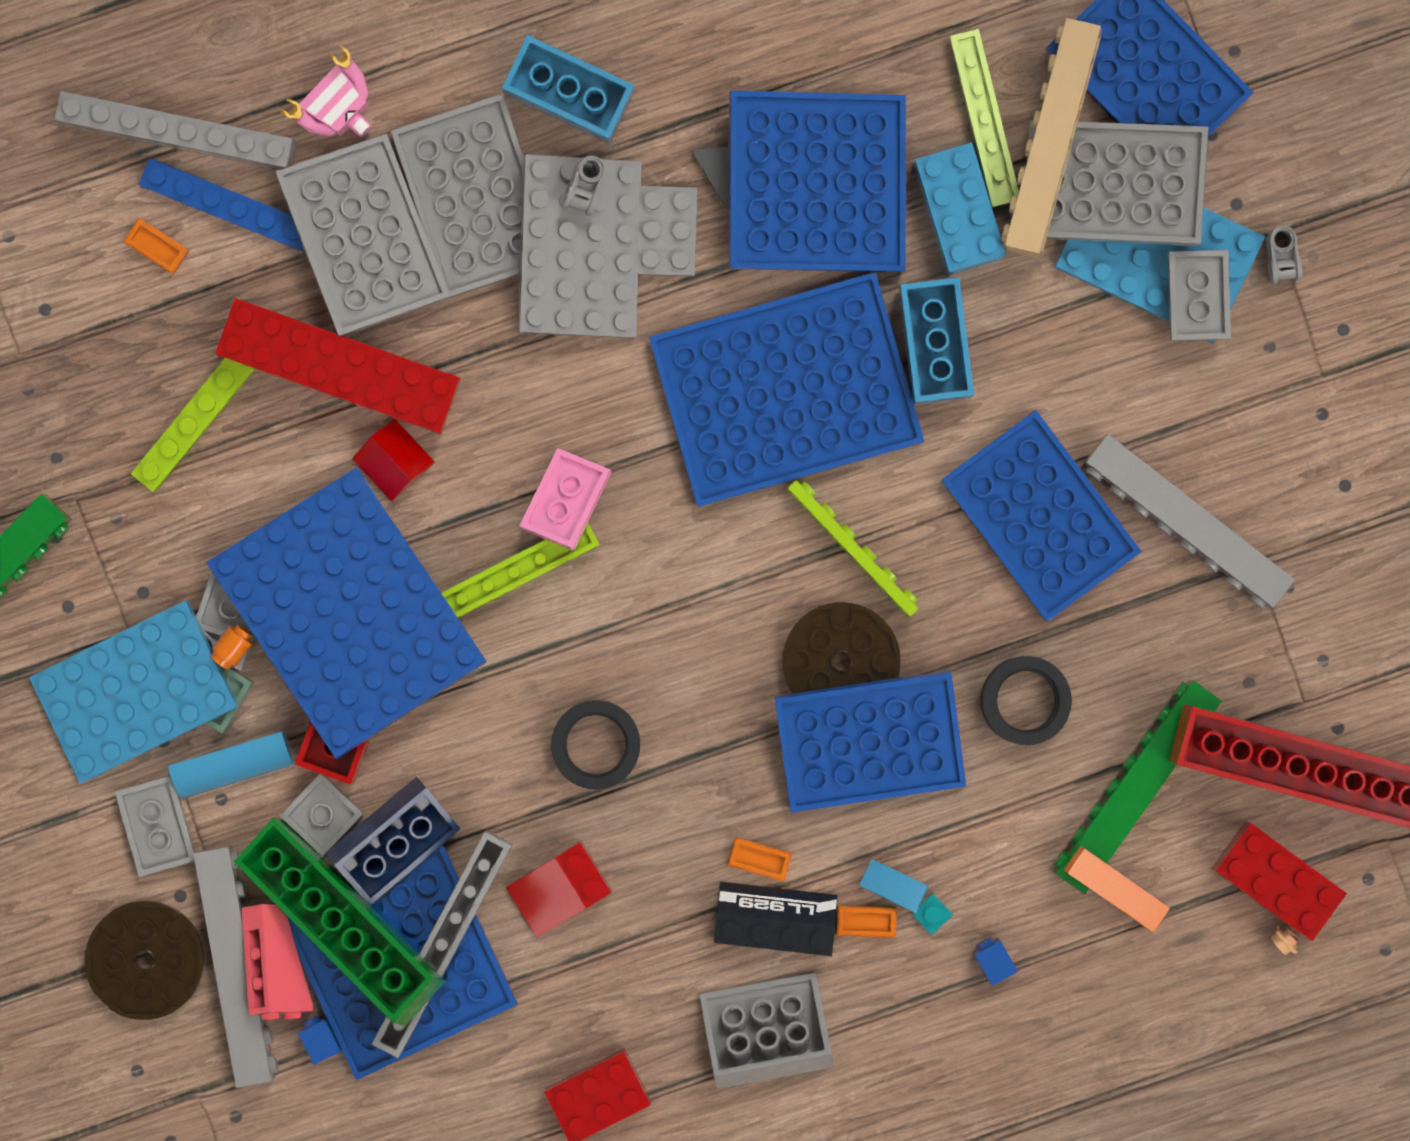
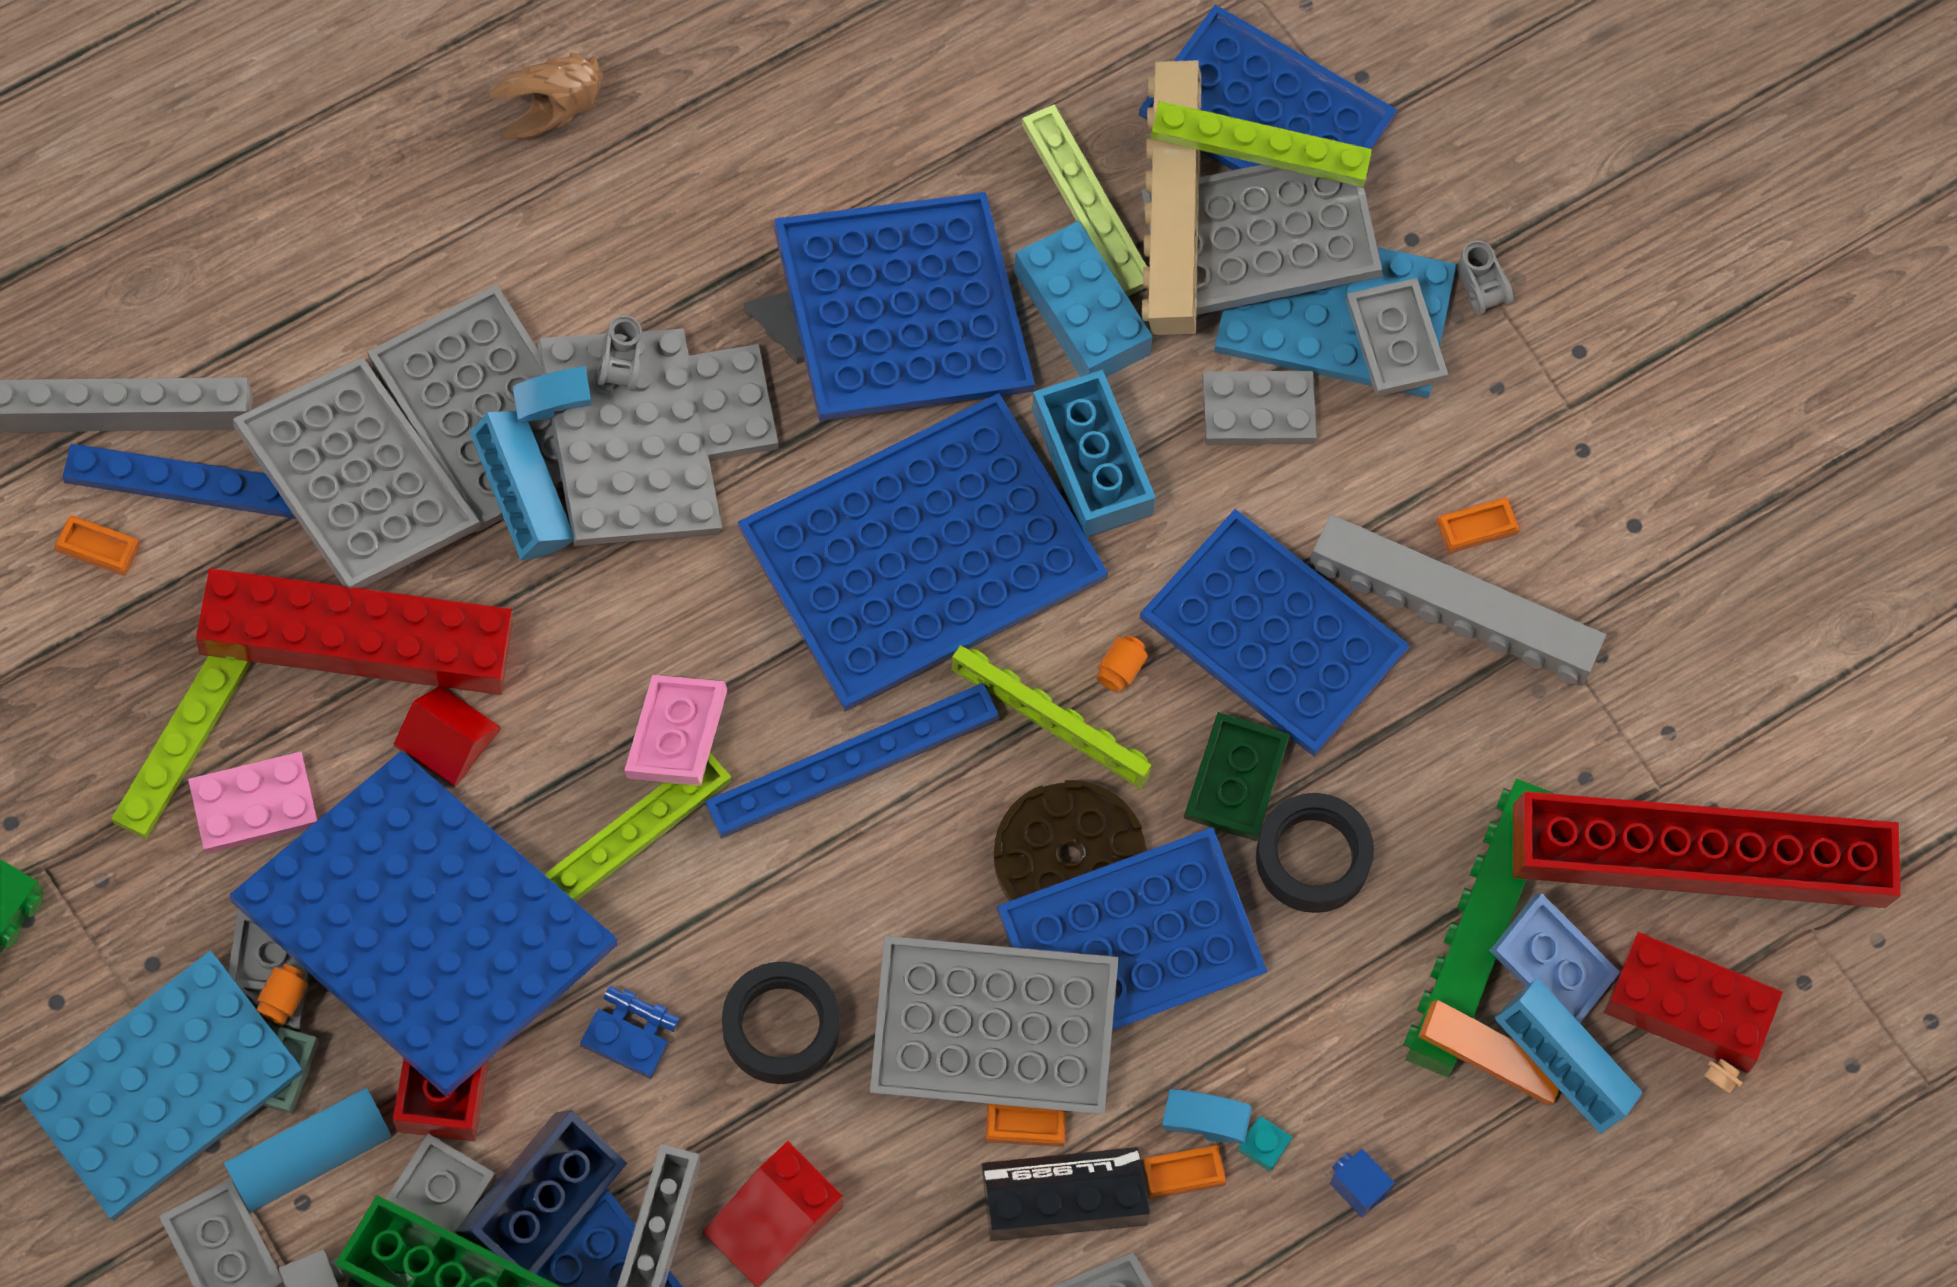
camera: 15 degrees left, 20 degrees down
(238, 483) = (253, 802): none -> bright pink plate
(335, 101) = (292, 333): bright pink torso -> none
(477, 731) = (626, 1043): none -> blue plate
(488, 273) = (521, 485): none -> dark azure brick
(524, 207) = (551, 392): none -> dark azure slope
(568, 89) = (576, 261): dark azure brick -> none
(694, 549) = (851, 760): none -> blue plate
(752, 786) = (994, 1025): none -> light grey plate
(917, 516) = (1121, 663): none -> orange brick
(982, 626) = (1236, 776): none -> dark green plate
(1077, 324) = (1259, 407): none -> light grey plate
(1132, 113) = (1261, 144): none -> lime plate
(1173, 903) = (1569, 1056): none -> dark azure brick
(1183, 828) = (1555, 951): none -> medium blue plate
(1222, 460) = (1477, 525): none -> orange tile

